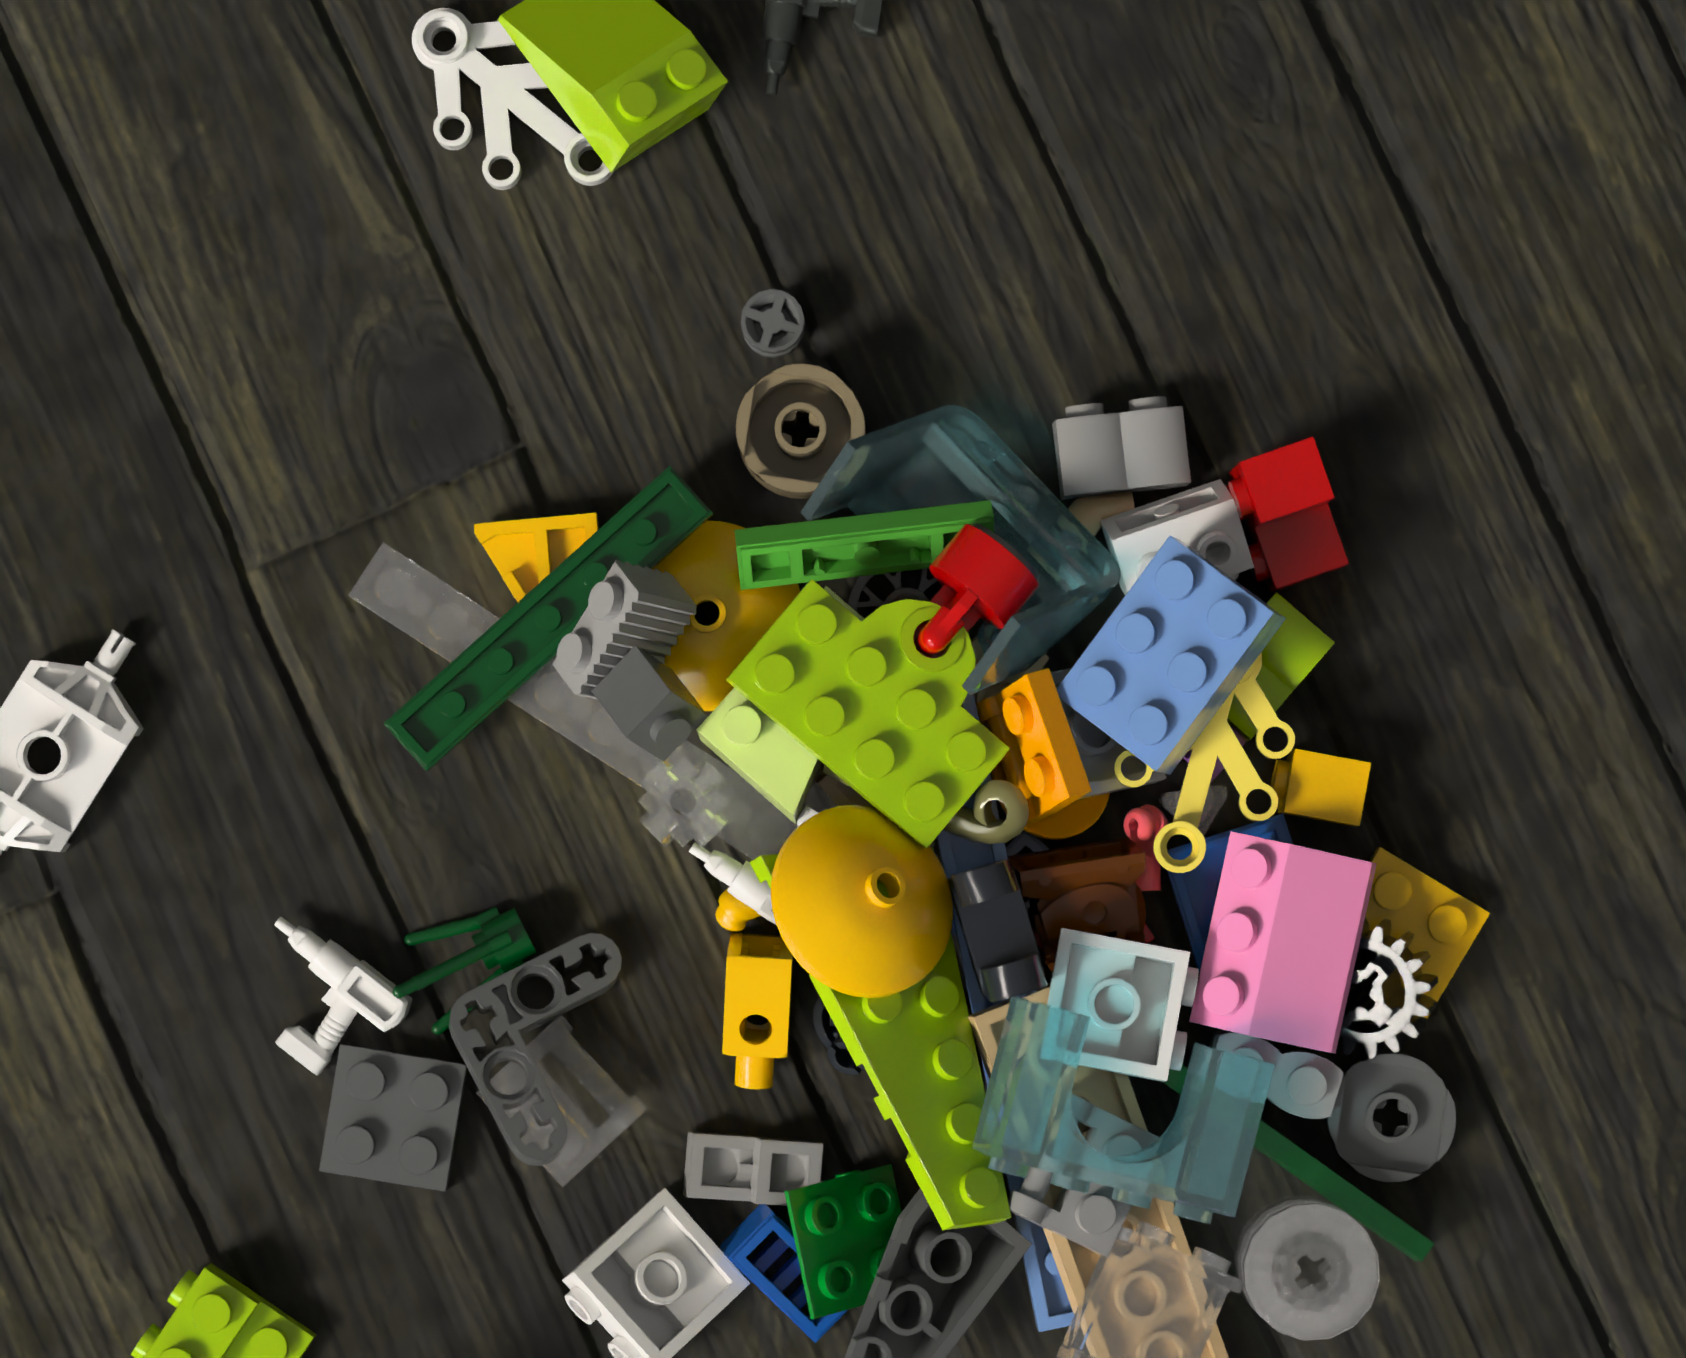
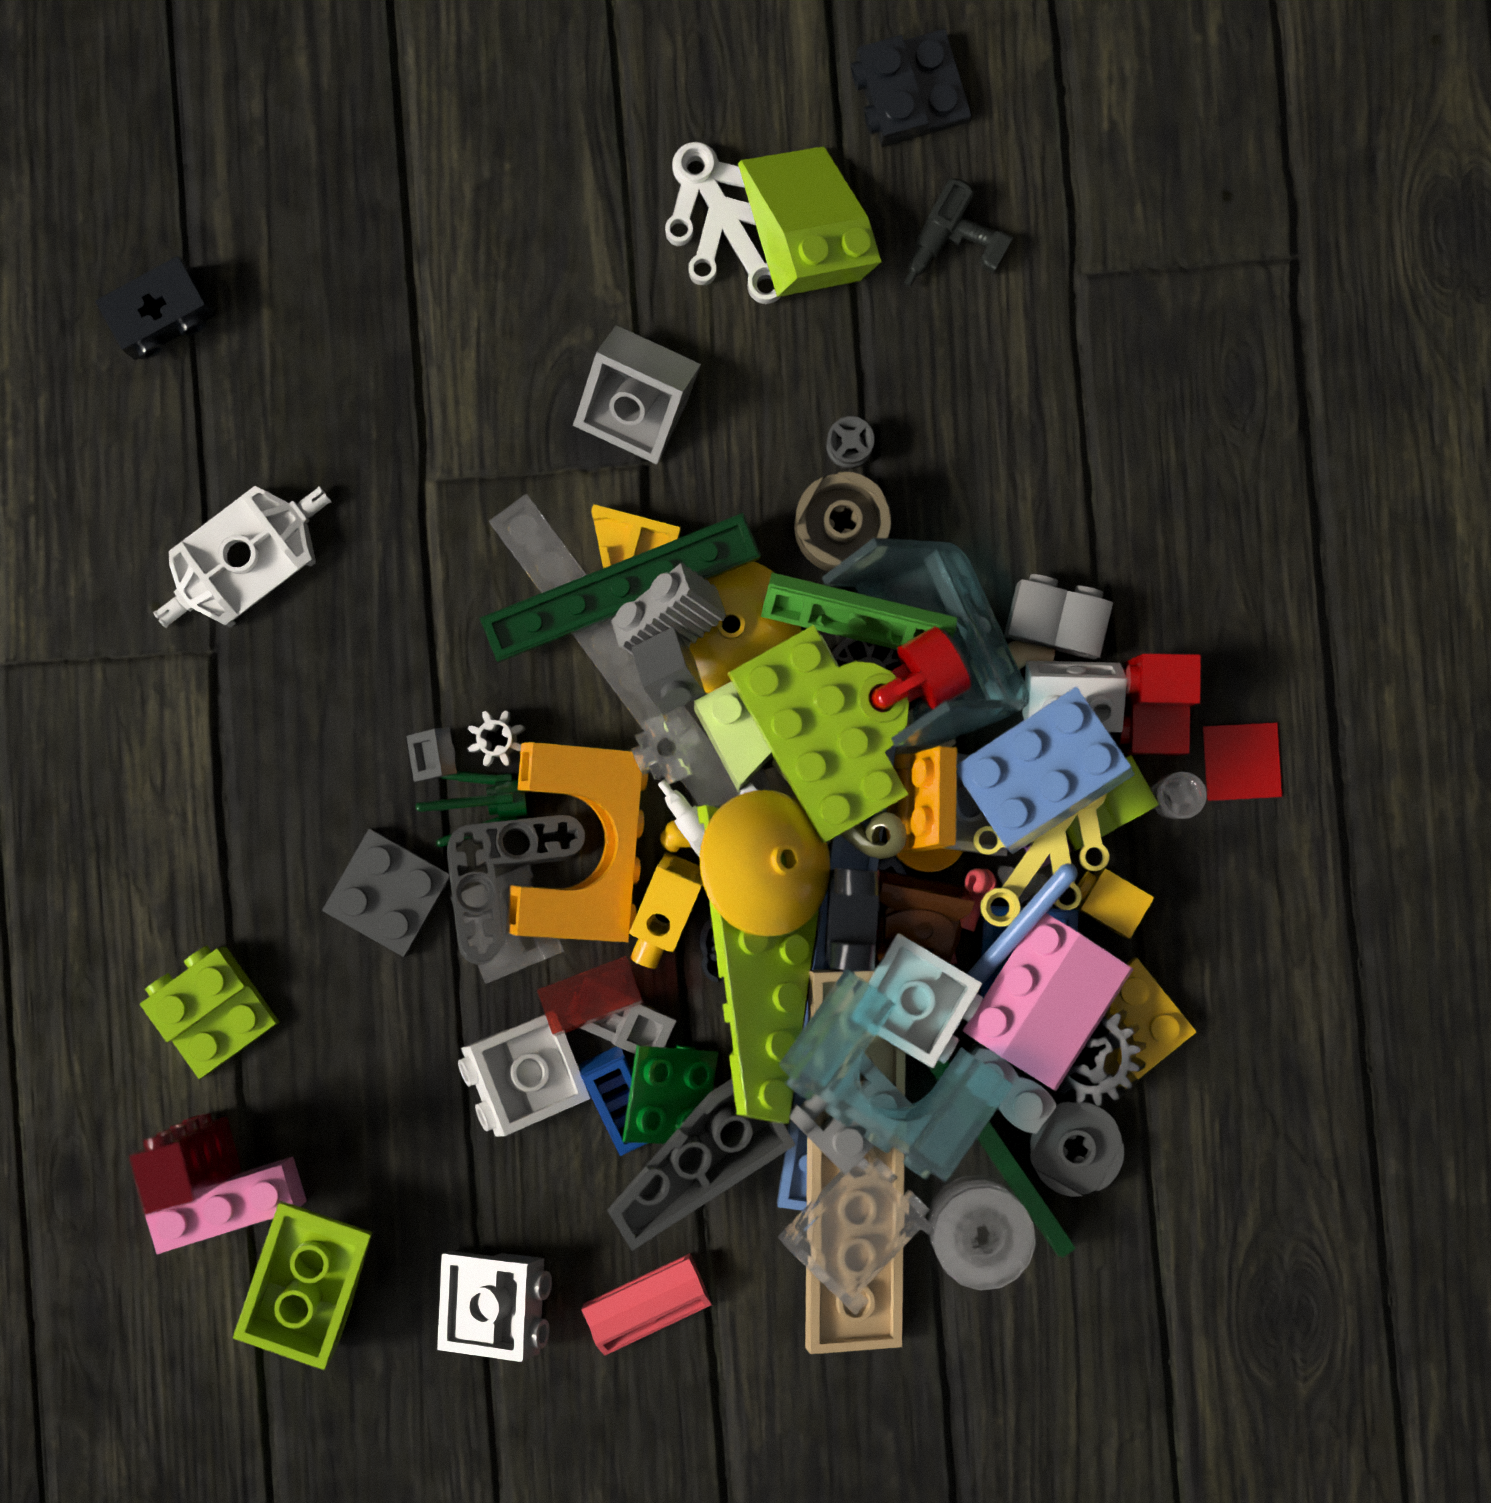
camera: 20 degrees right, 0 degrees up
(353, 990) = (392, 795): white piece -> none
(385, 919) = (431, 754): none -> dark grey plate
(449, 882) = (493, 726): none -> white gear
(476, 362) = (635, 394): none -> light grey slope
(673, 1028) = (602, 902): none -> light orange arch
(702, 1152) = (590, 996): none -> clear red plate
(1214, 861) = (1023, 923): none -> medium blue piece
(1366, 618) = (1187, 795): none -> clear wheel
(1424, 546) = (1242, 761): none -> red sticker

